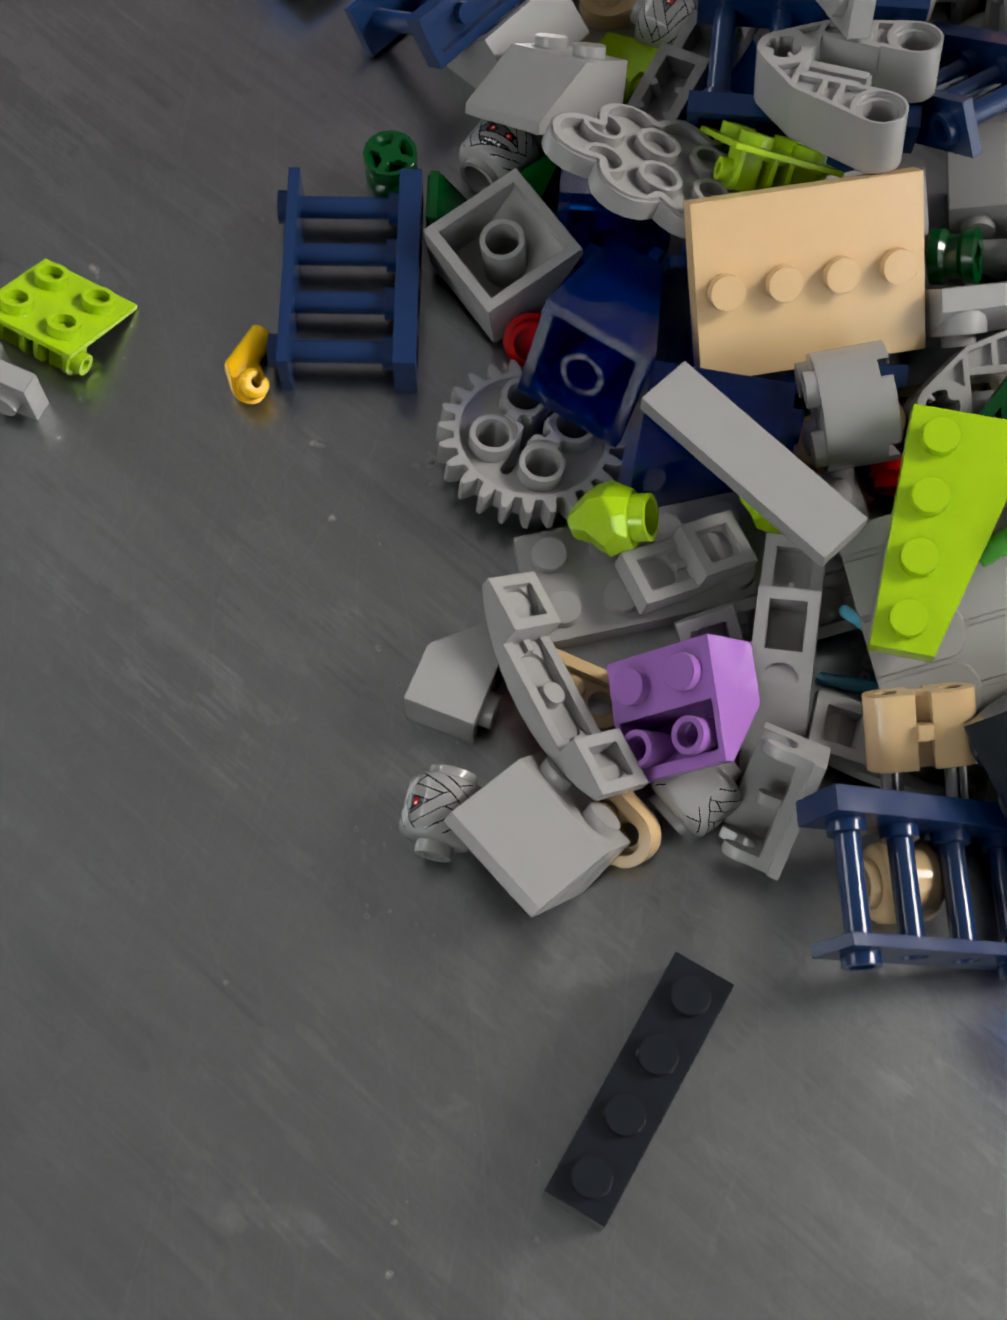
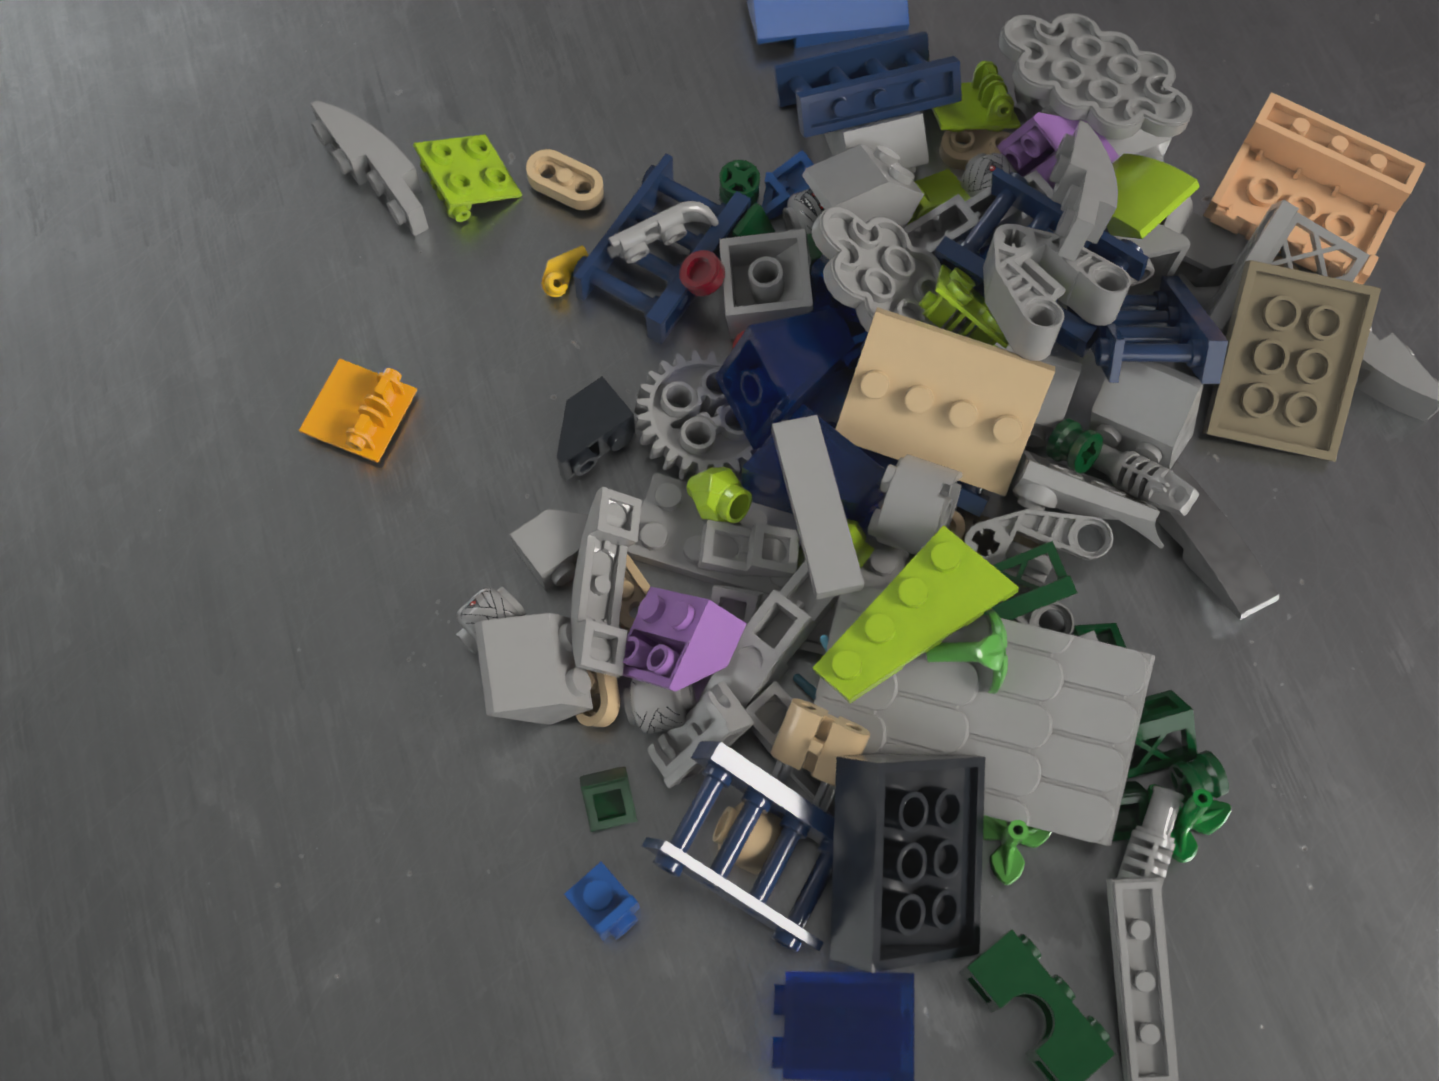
camera: 30 degrees right, 0 degrees up
(110, 657) = (359, 409): none -> light orange hinge
(183, 260) = (568, 179): none -> tan plate
(349, 248) = (663, 226): none -> light grey piece
(406, 522) = (592, 426): none -> black slope
(429, 278) = (702, 273): none -> dark red tile
(443, 132) = (783, 183): none -> blue slope
(637, 1092) = (490, 866): black brick -> none
(708, 932) = (608, 798): none -> dark green slope
(787, 1056) = (604, 902): none -> blue bracket

